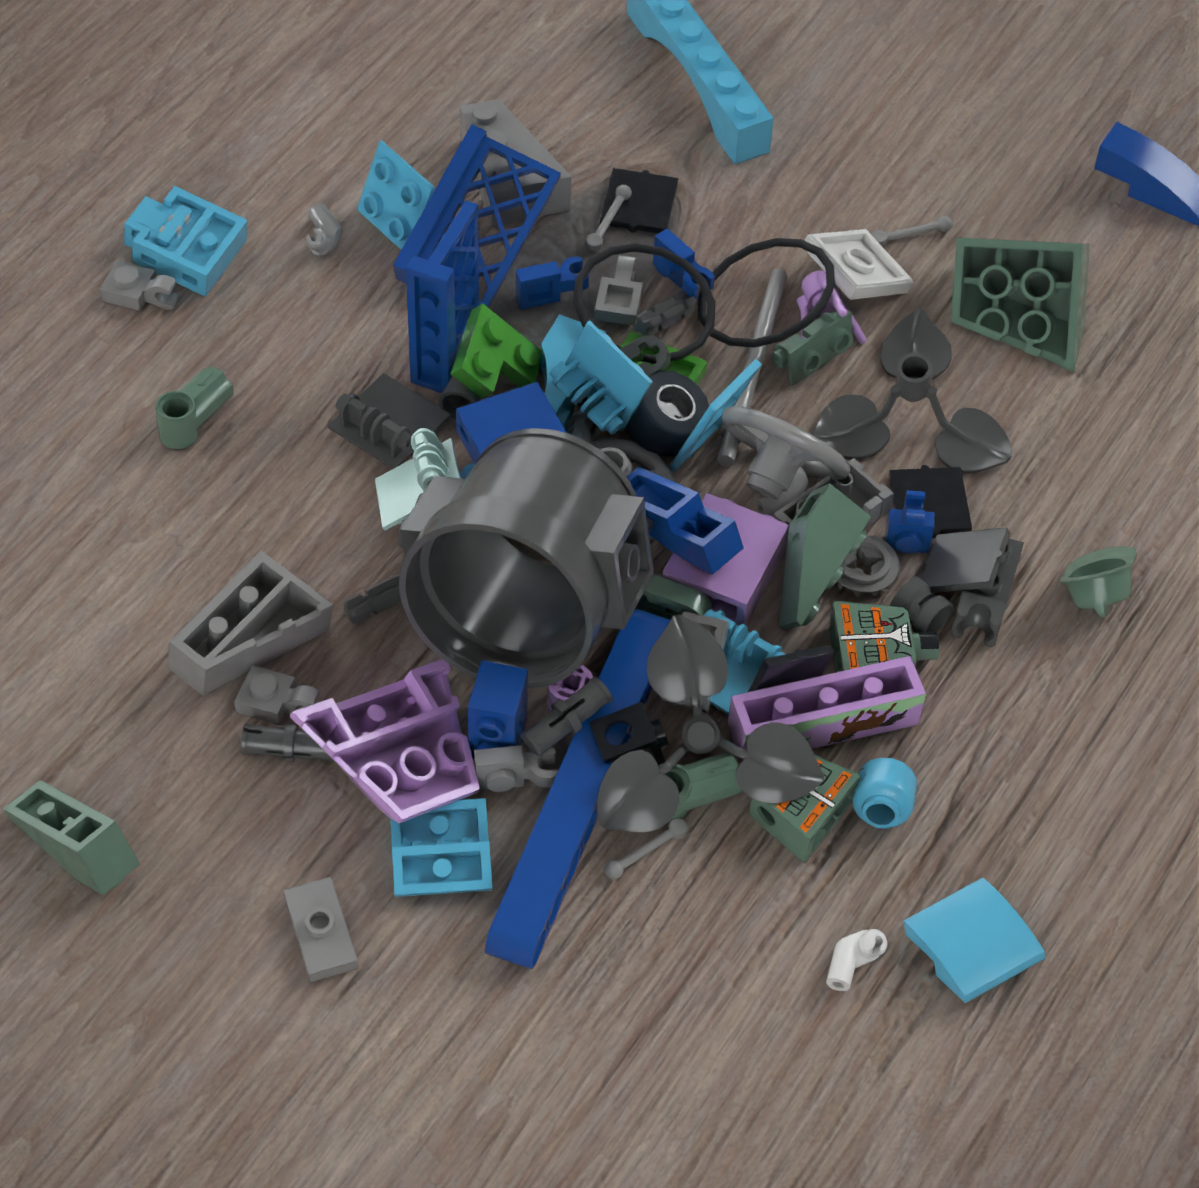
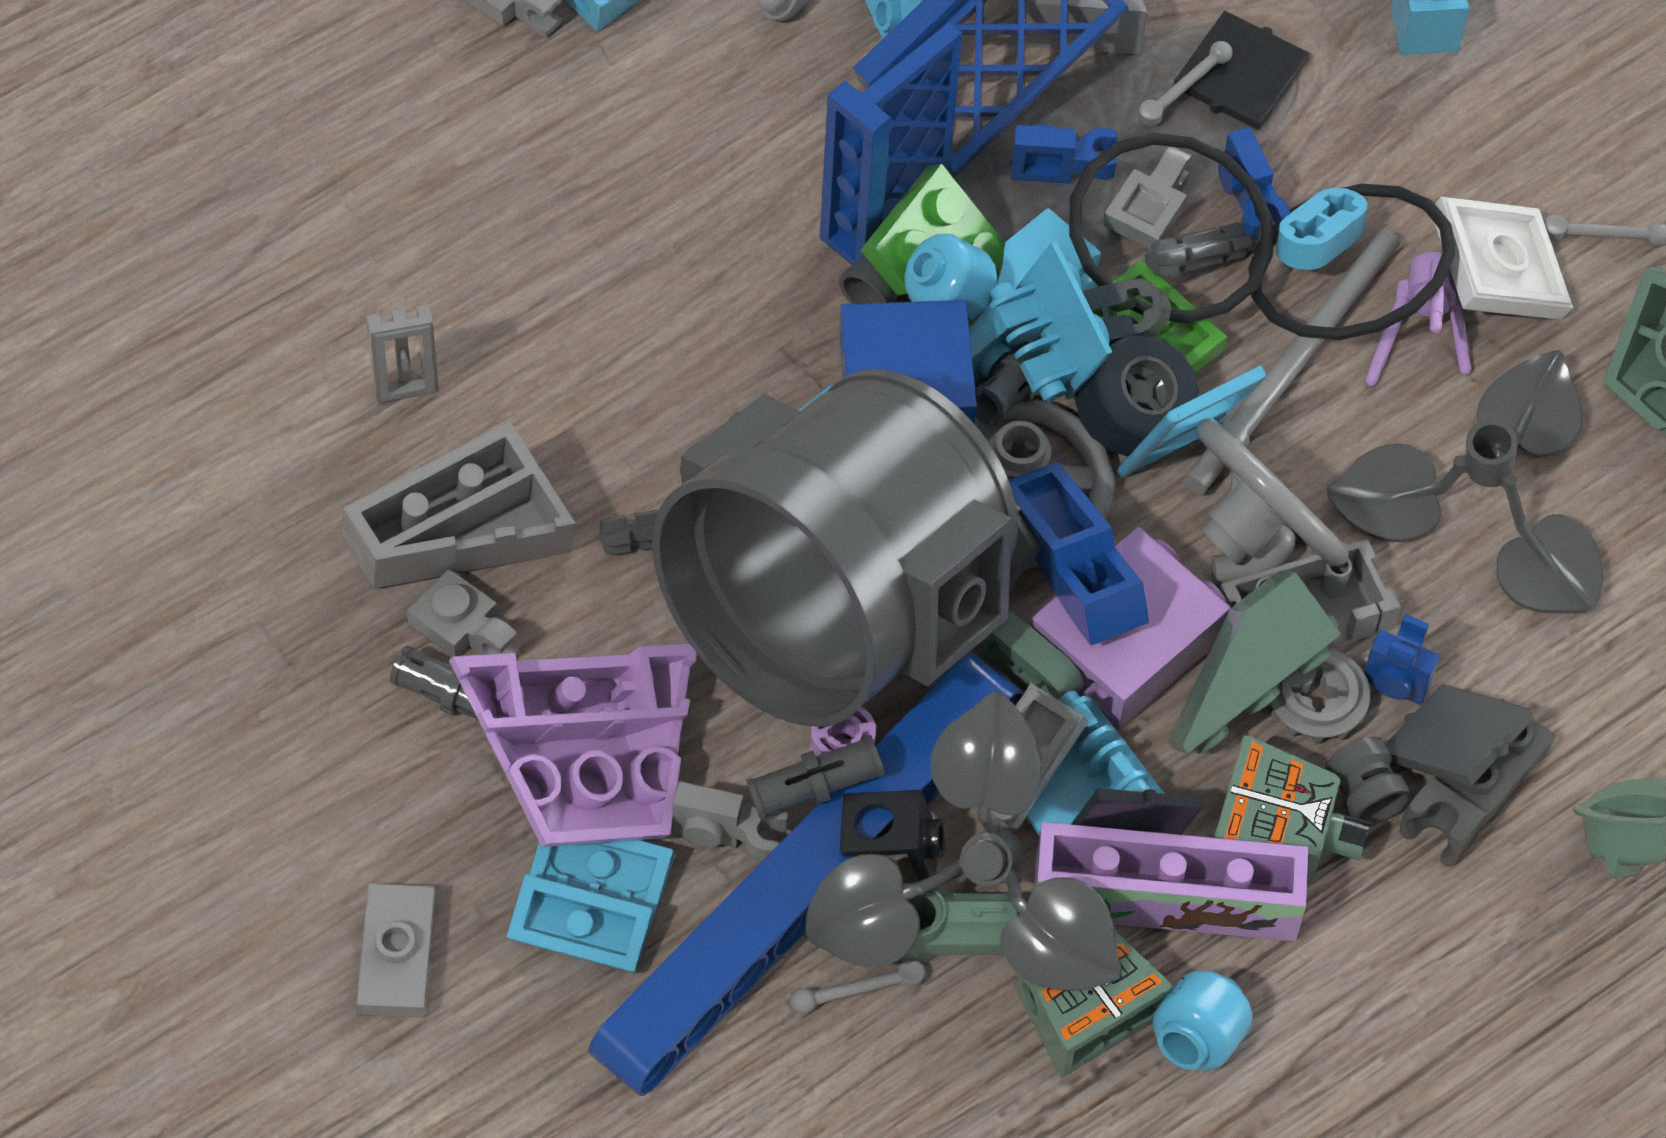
camera: 20 degrees right, 5 degrees up
(74, 836) = (135, 723): sand green slope -> none
(159, 514) = (400, 330): none -> light grey tile
(185, 410) = (500, 189): sand green piece -> none
(386, 419) = (763, 285): dark grey hinge -> none
(402, 485) = (784, 370): light aqua hinge -> none
(497, 706) = (730, 735): blue brick -> none
(515, 367) = (951, 273): none -> medium azure head
(738, 278) = (1321, 228): none -> medium azure beam
(825, 340) = (1407, 357): sand green hinge -> none
(943, 495) = (1465, 627): black piece -> none

